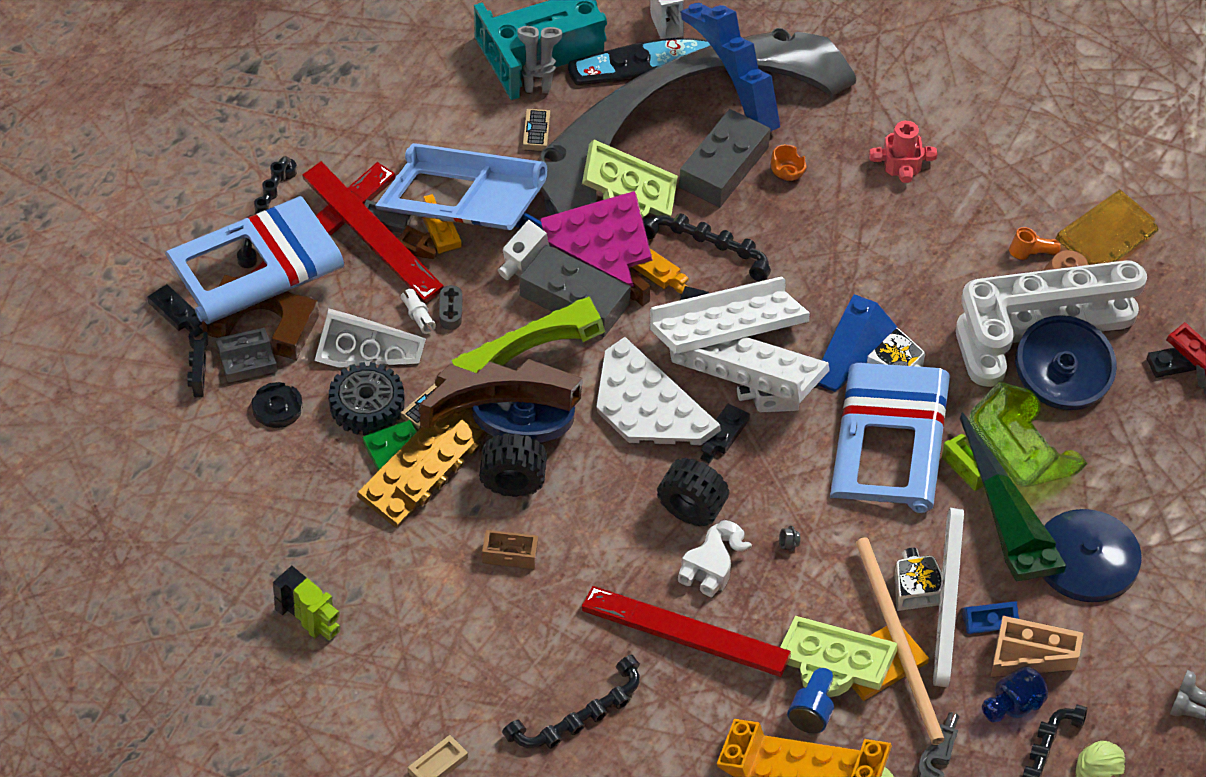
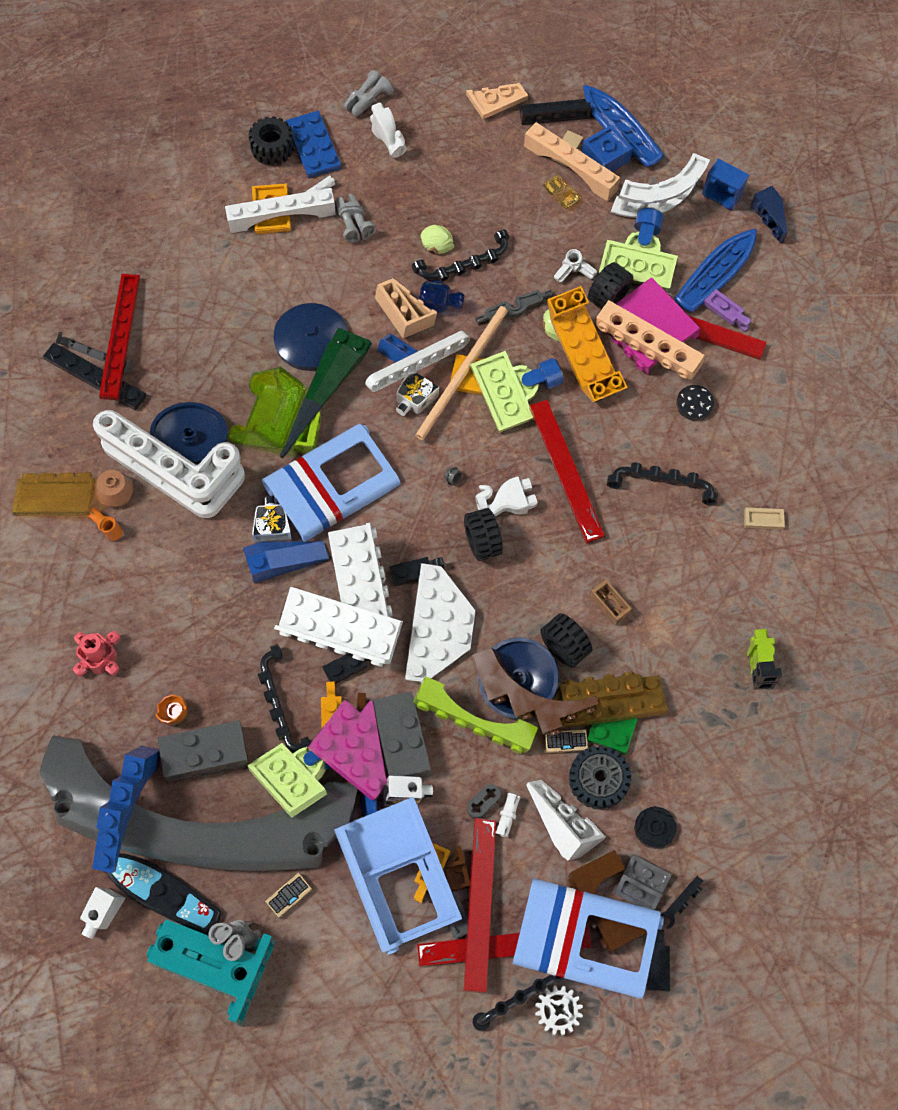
camera: 135 degrees left, 15 degrees up
(227, 210) = (567, 1017): none -> white gear

